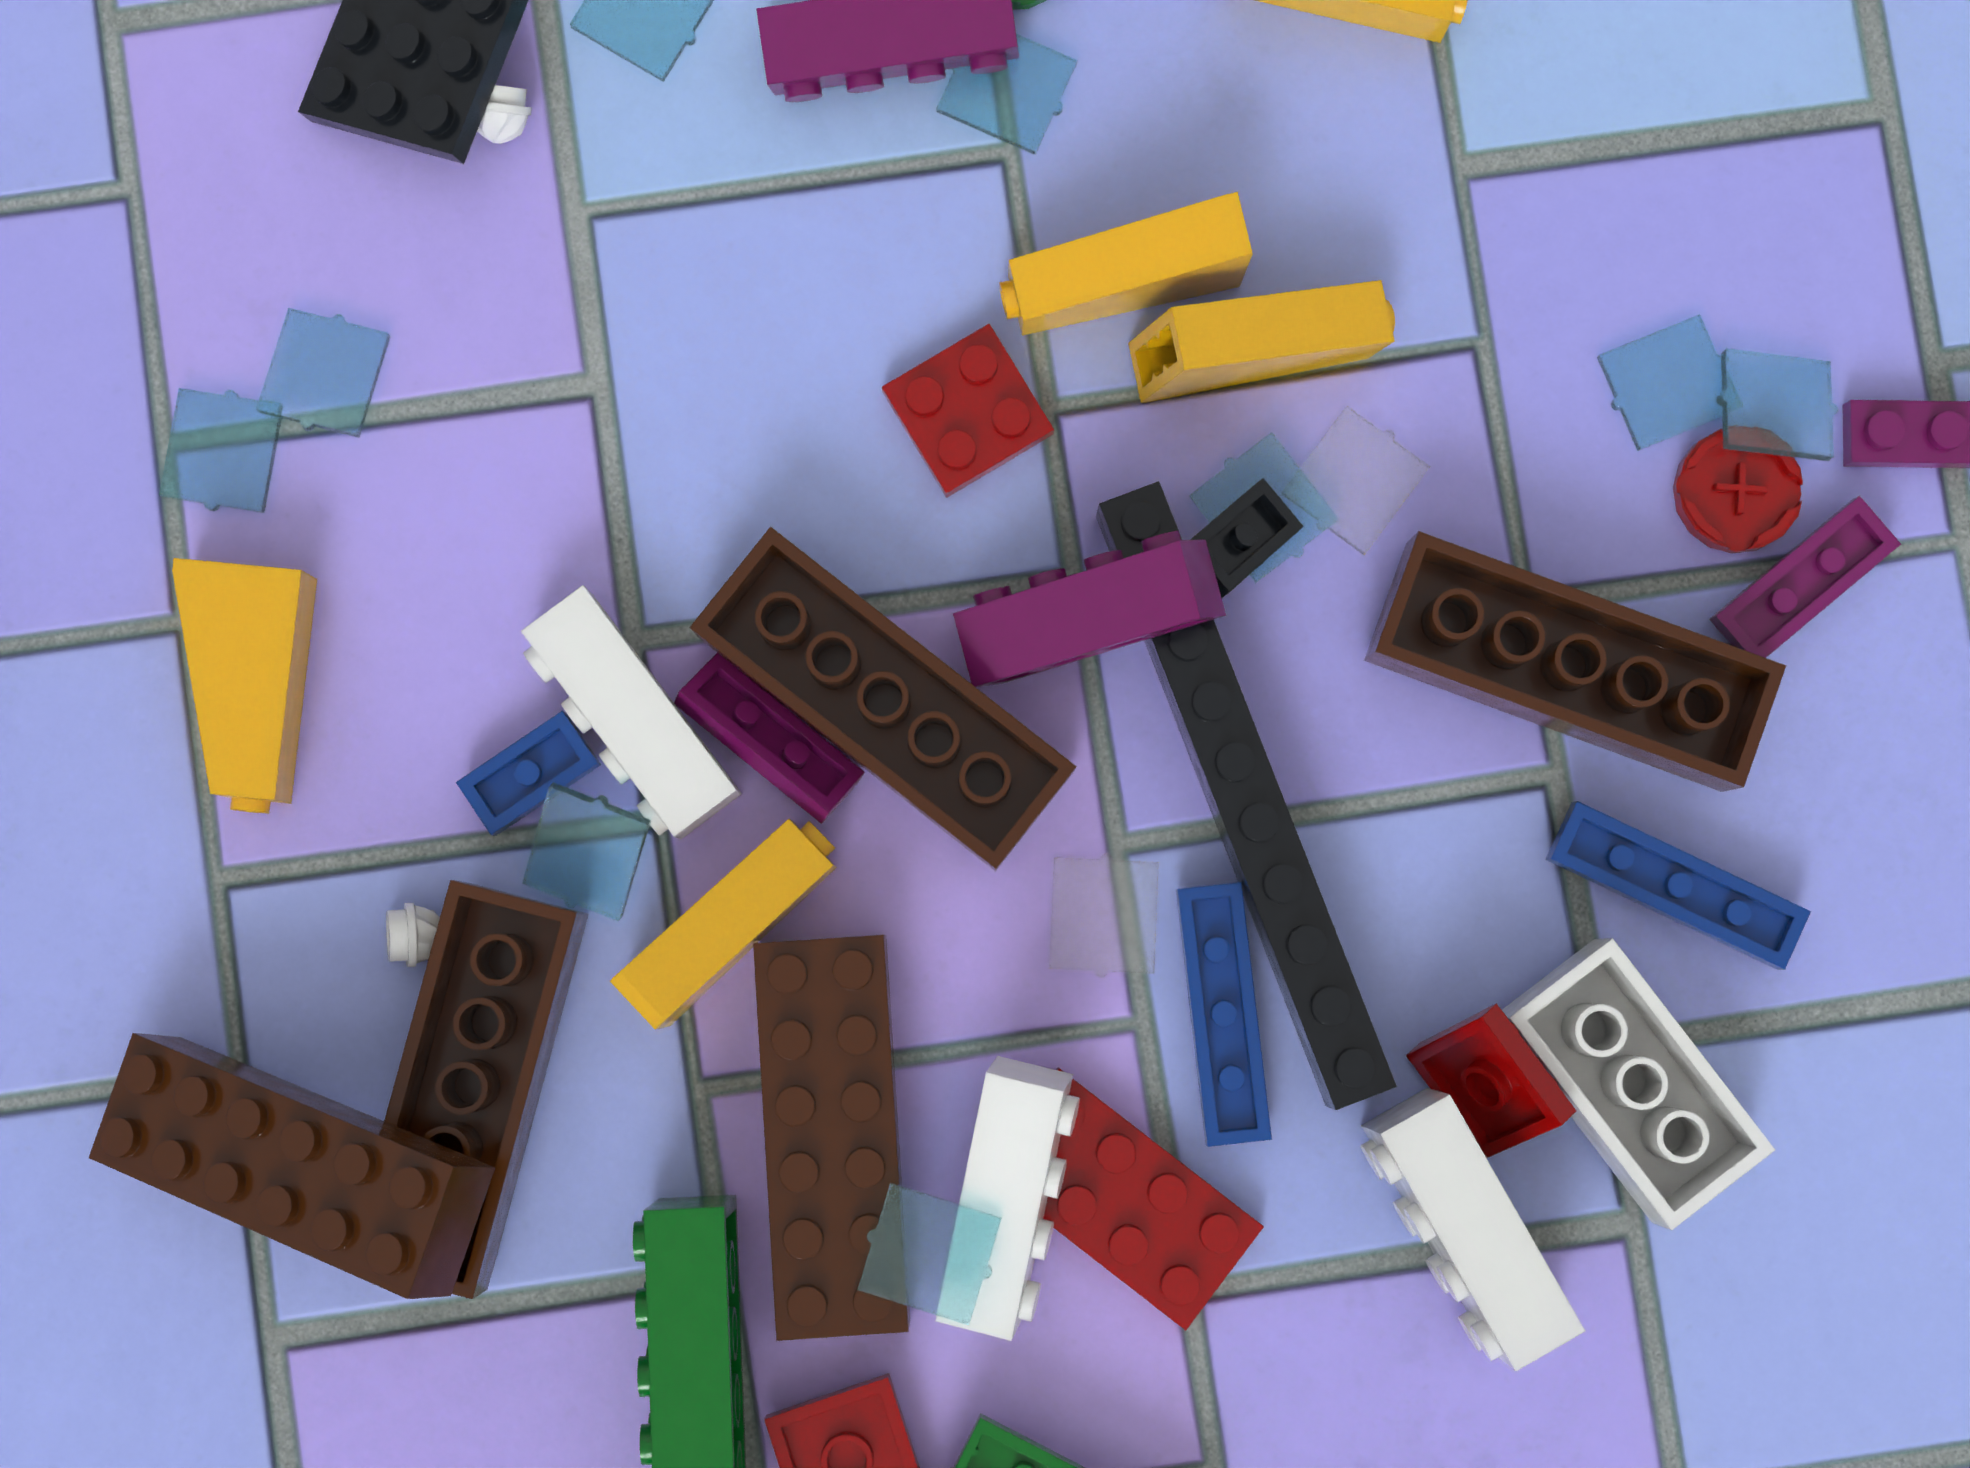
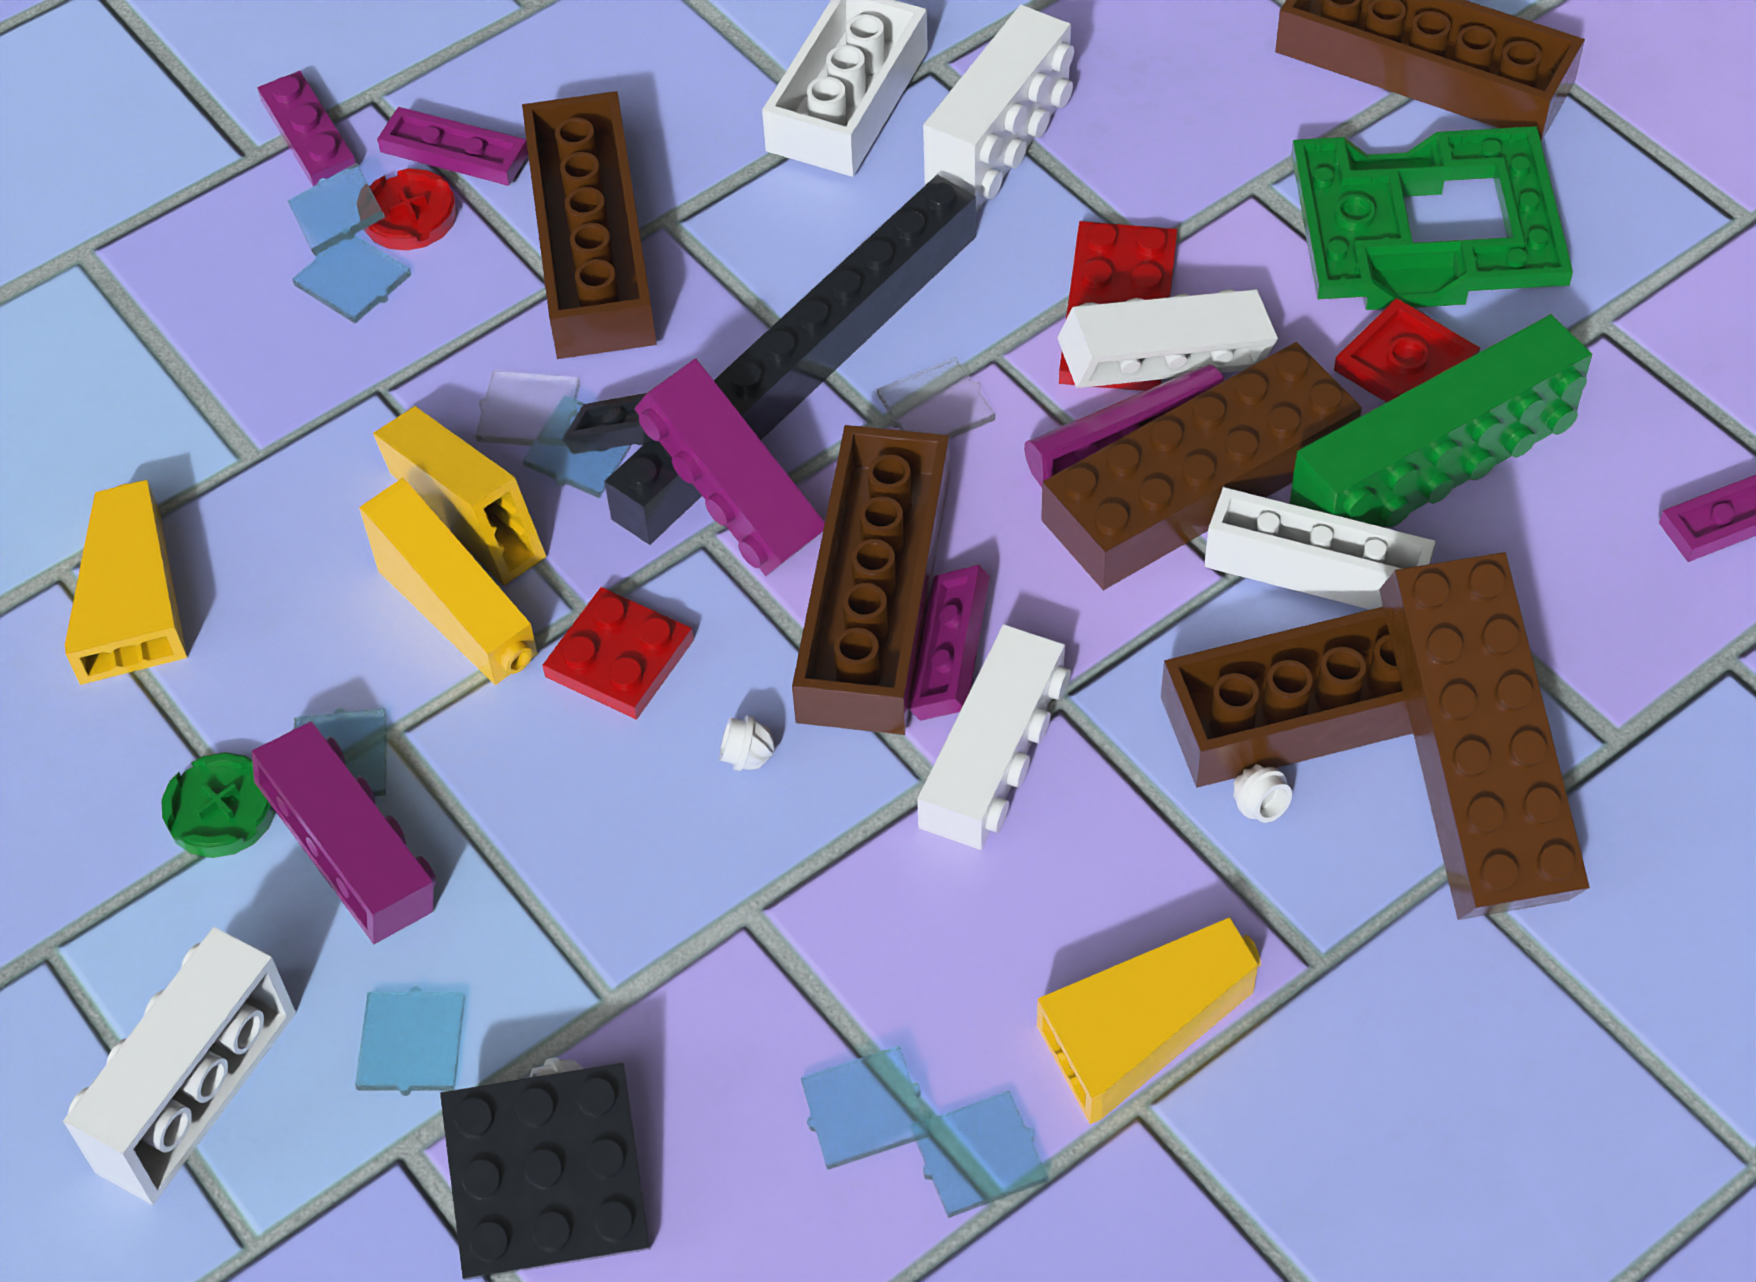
camera: 115 degrees left, 30 degrees down
(520, 775) = (1085, 782): blue plate -> none
(586, 851) = (1116, 710): clear light blue piece -> none
(633, 1174) = (1308, 549): none -> white brick
(725, 924) = (1108, 590): yellow slope -> none
(770, 471) = (746, 744): none -> white plate
(929, 1253) = (1236, 343): clear light blue piece -> none
(940, 1079) = (1081, 438): none -> magenta brick
(1223, 1014) = (954, 303): blue plate -> none
(1492, 1080) = (892, 137): red plate -> none
(1678, 885) = (701, 124): blue plate -> none

